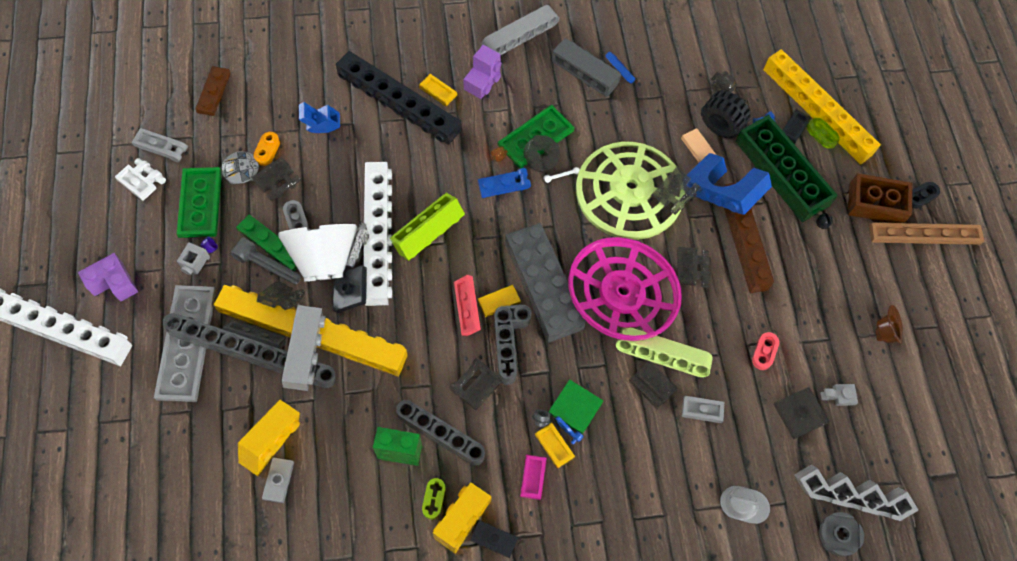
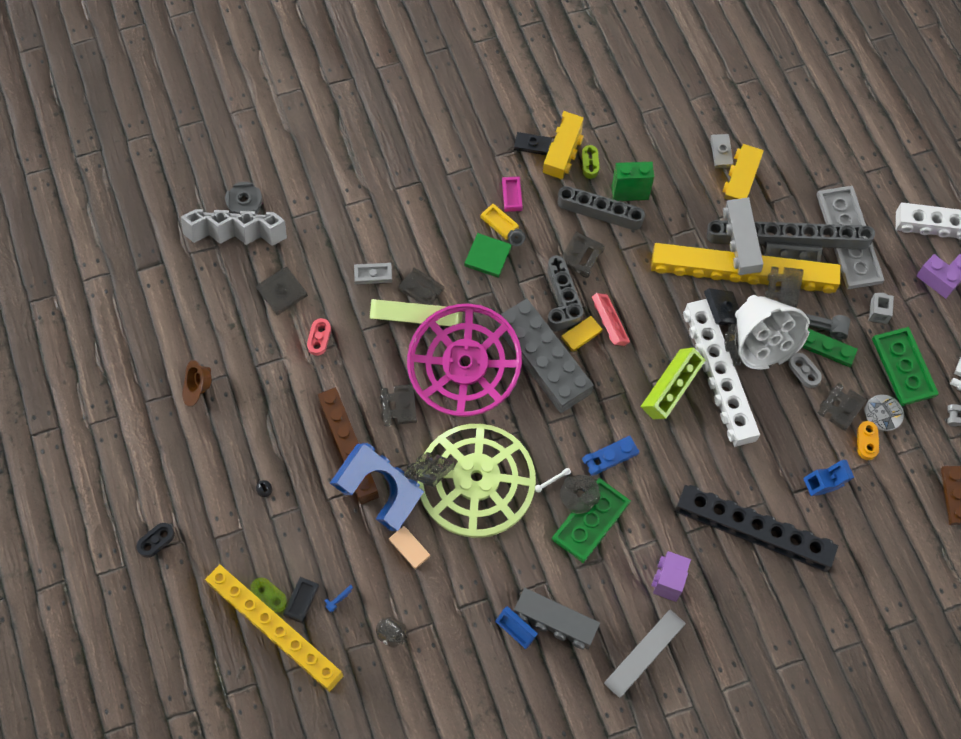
camera: 170 degrees right, 0 degrees up
(209, 244) = (868, 326): dark purple hinge -> none
(438, 90) = (715, 553): yellow tile -> none
(498, 154) = (625, 486): clear orange plate -> none
(577, 437) = (482, 230): blue piece -> none
(725, 114) = (386, 577): black tyre -> none
(745, 504) = (327, 208): light grey piece -> none
(788, 168) = (312, 532): dark green brick -> none
(842, 394) = (243, 314): light grey plate -> none
(880, 199) = (205, 517): reddish brown brick -> none
(926, 233) = (153, 494): medium nougat plate -> none

